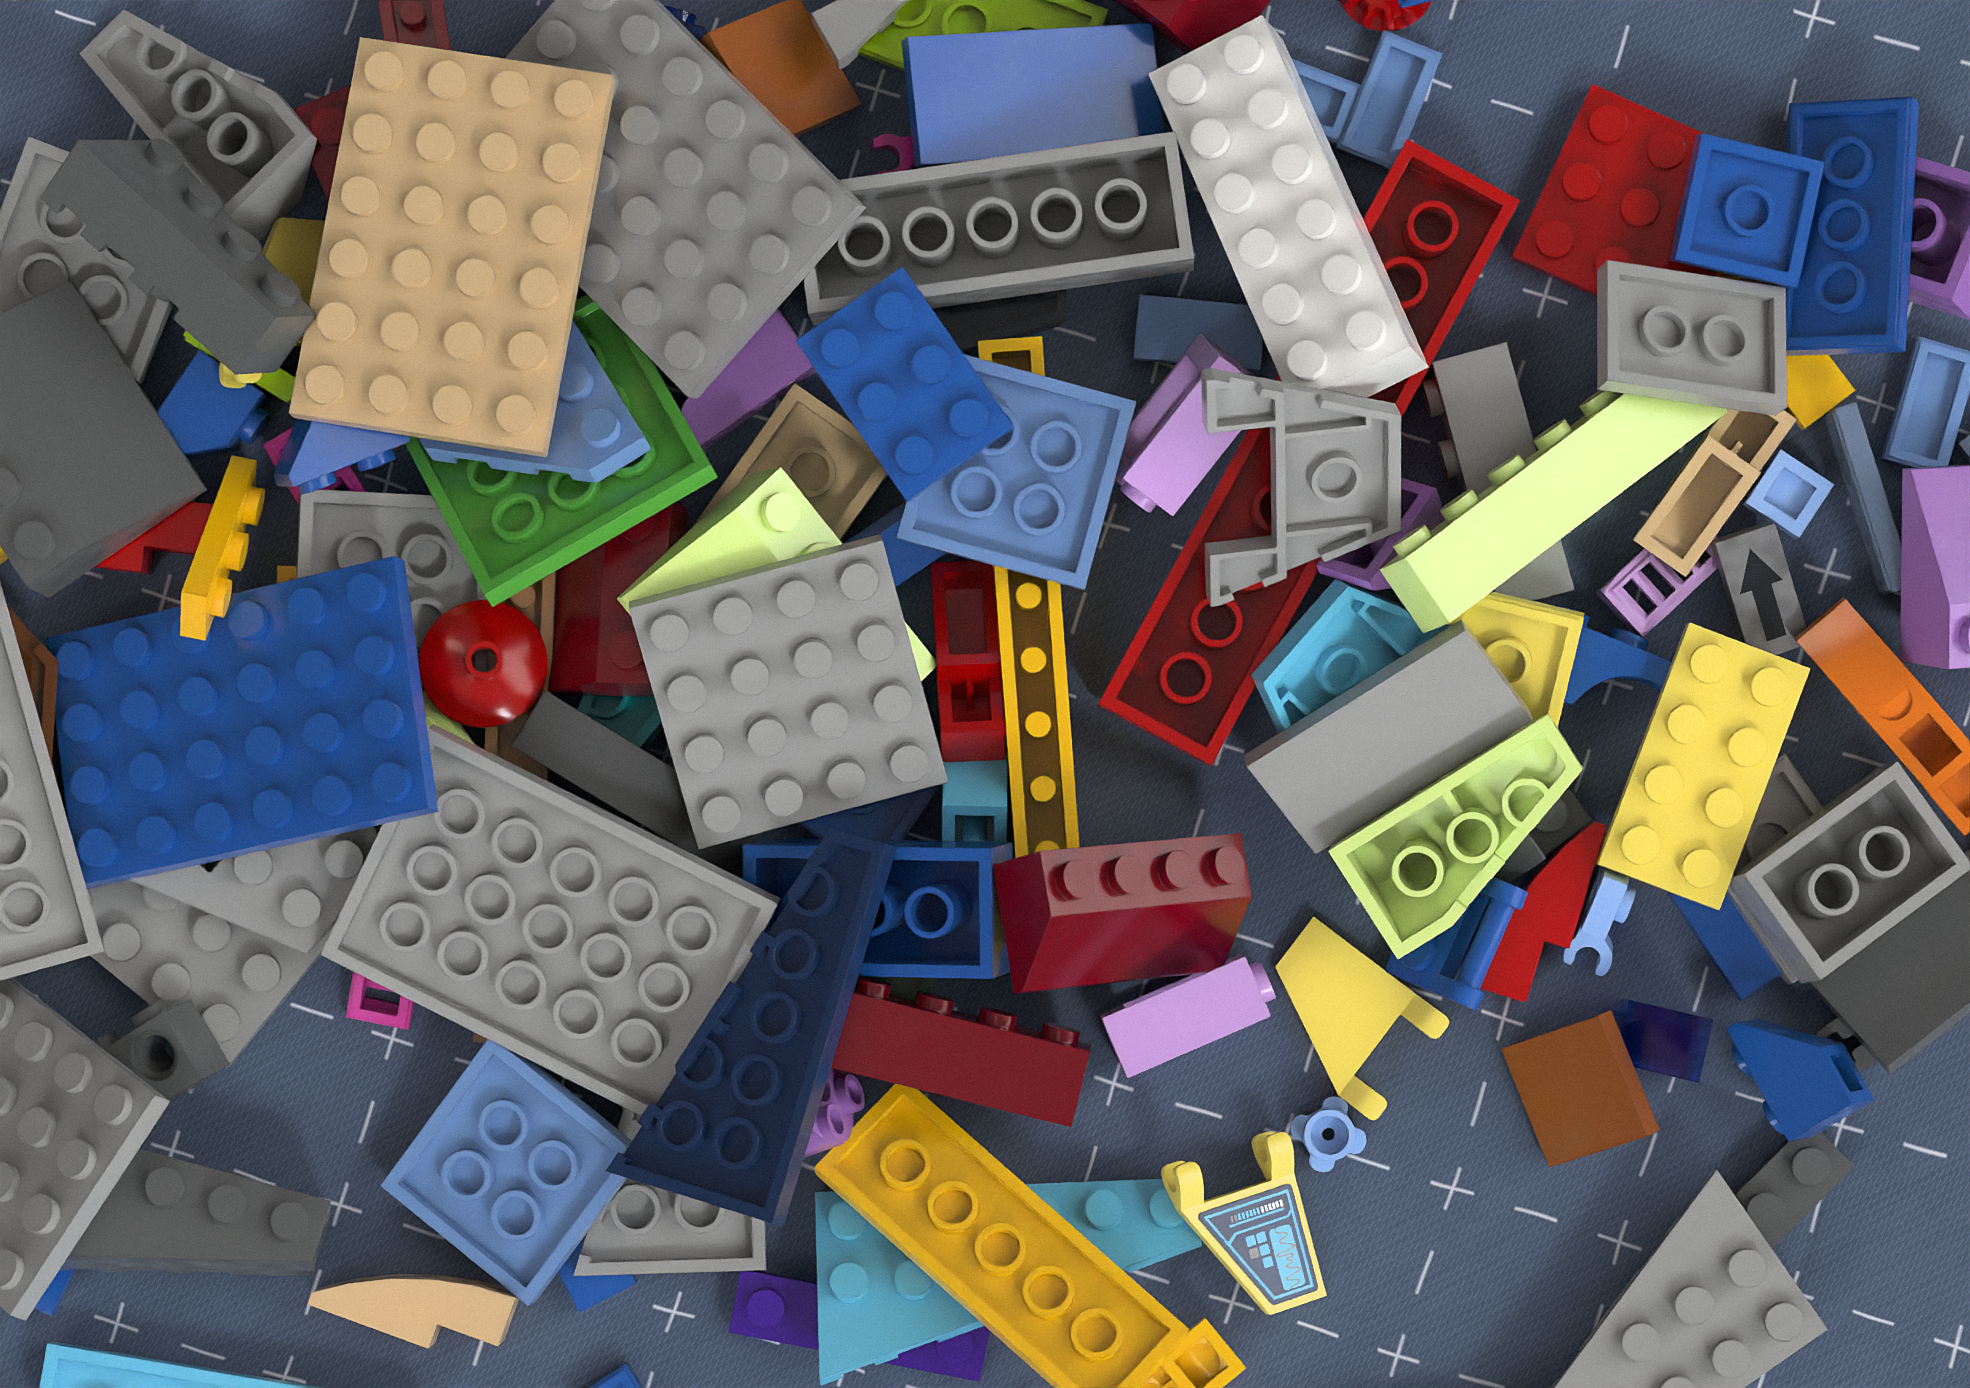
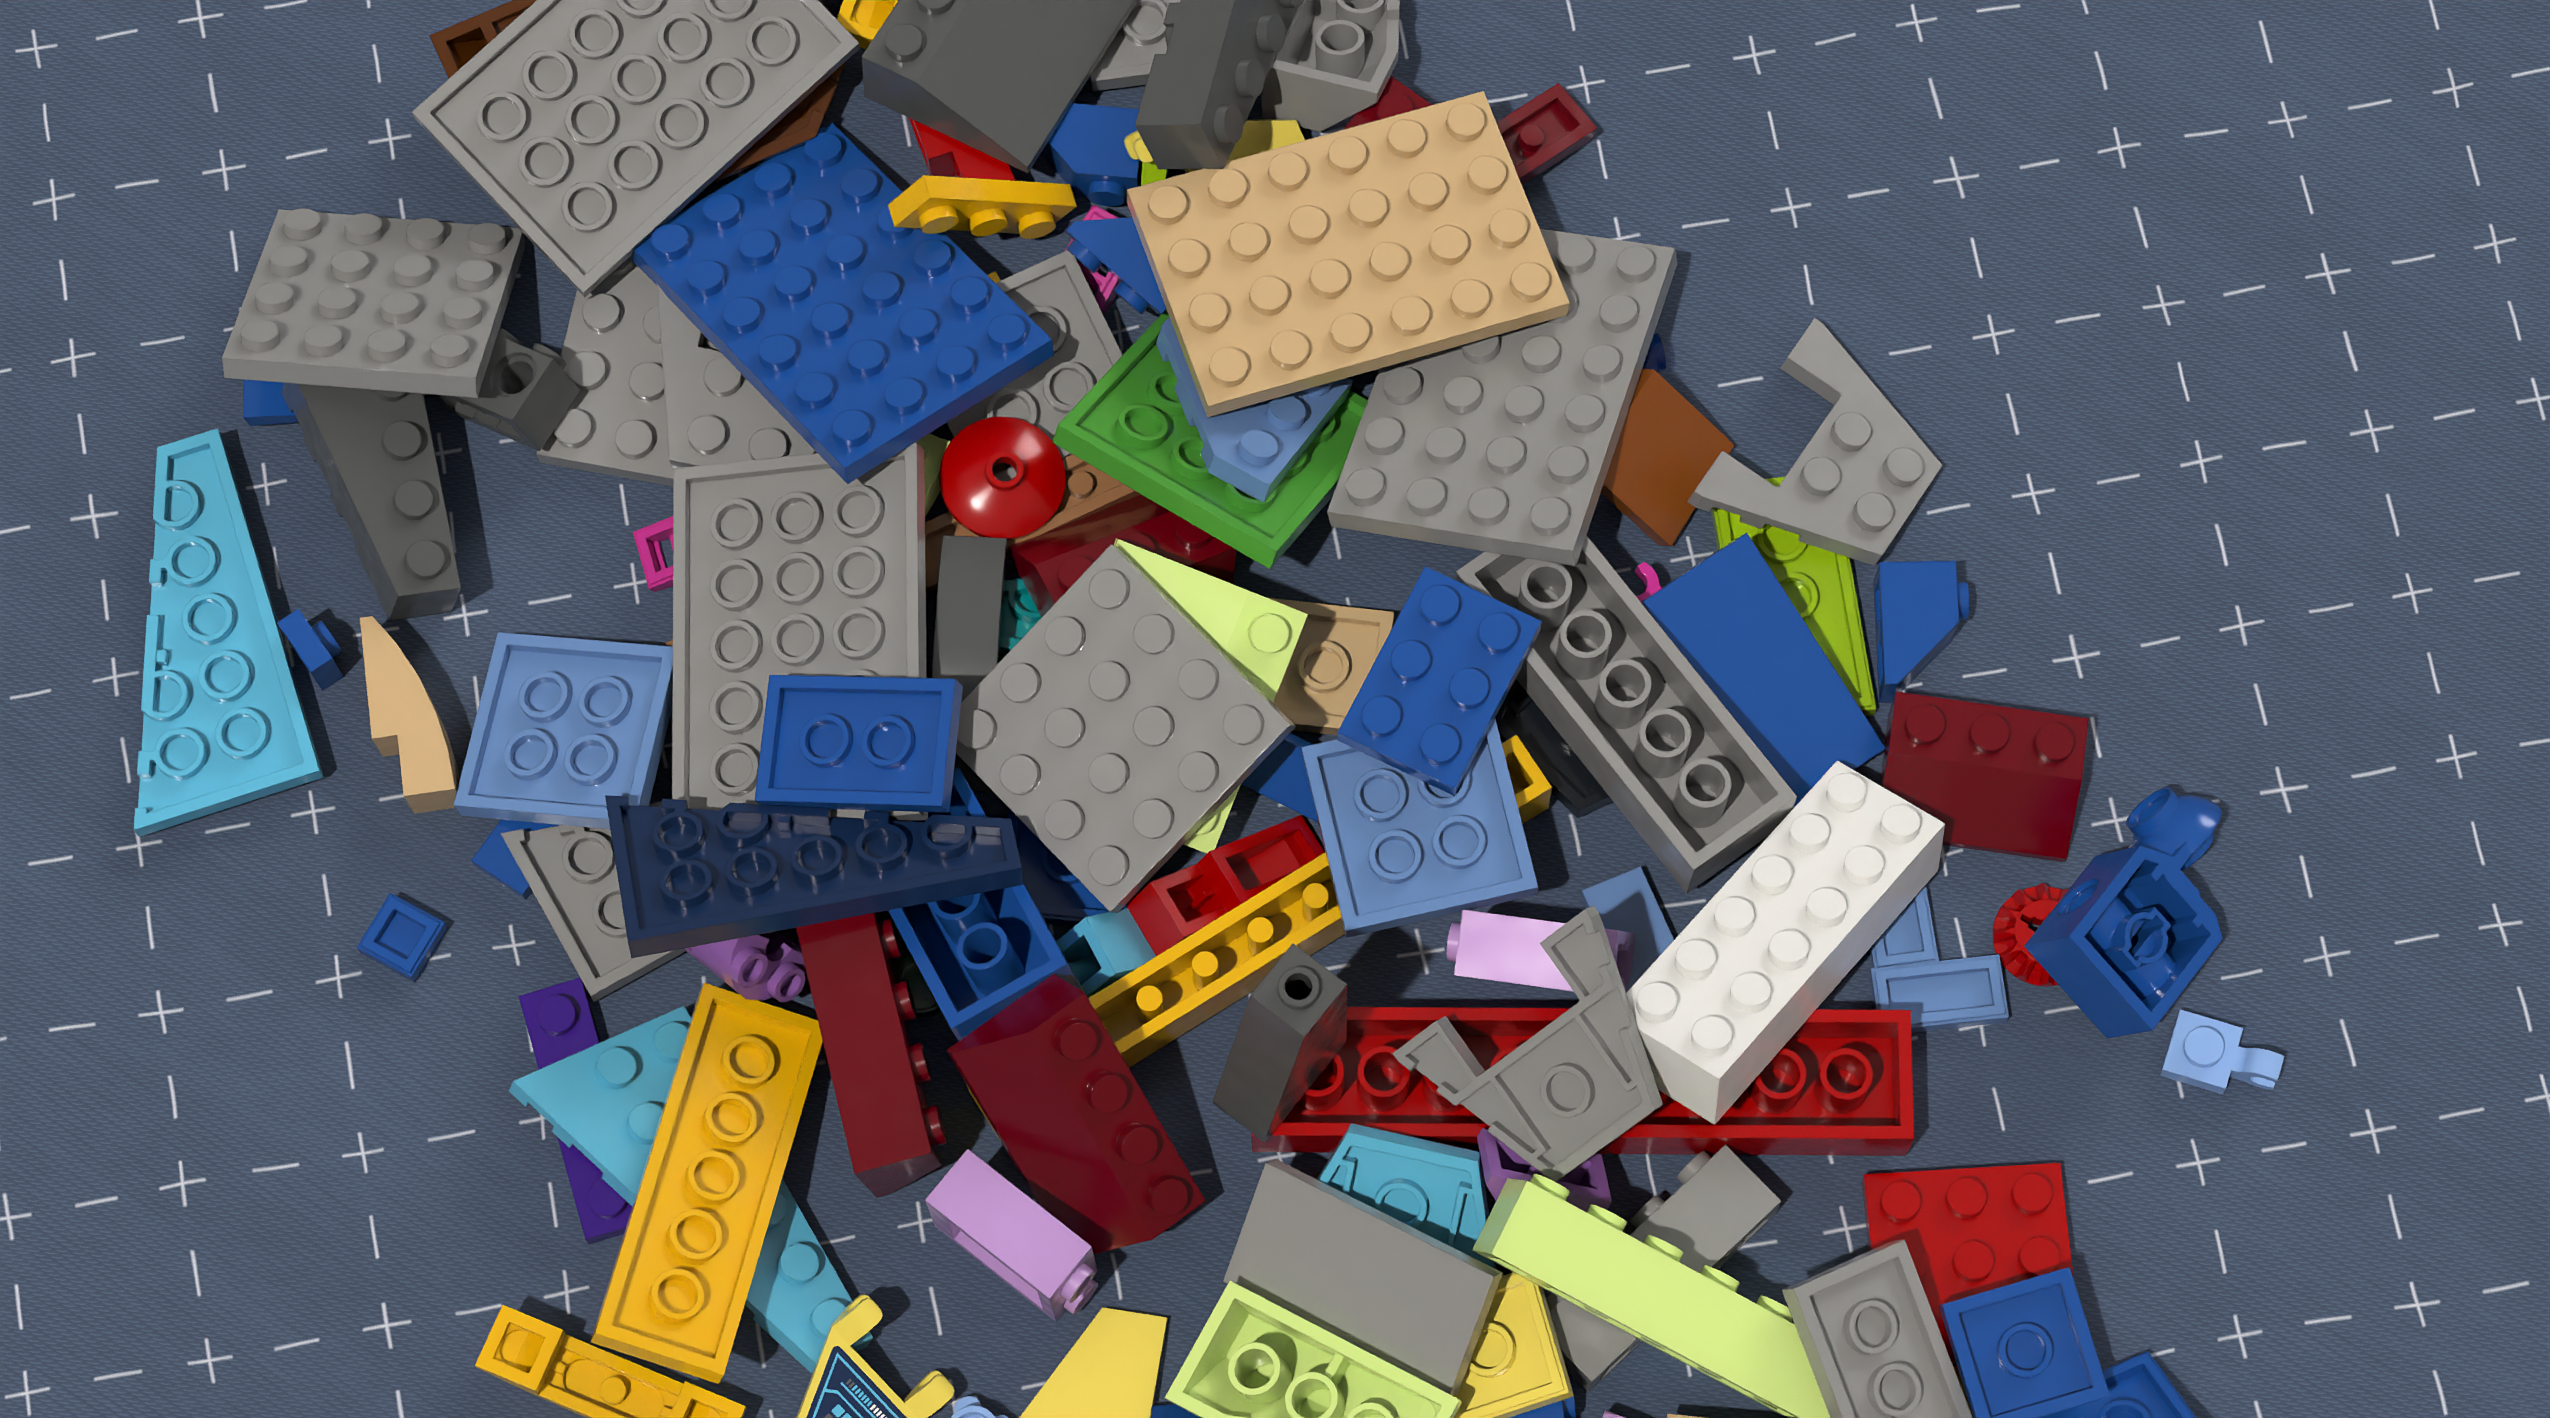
camera: 60 degrees right, 15 degrees down
(305, 1356) = (314, 647): none -> blue plate
(687, 925) = (859, 743): none -> blue plate
(749, 383) = (1363, 566): medium lavender slope -> none
(1174, 716) = (1283, 1042): none -> dark grey slope

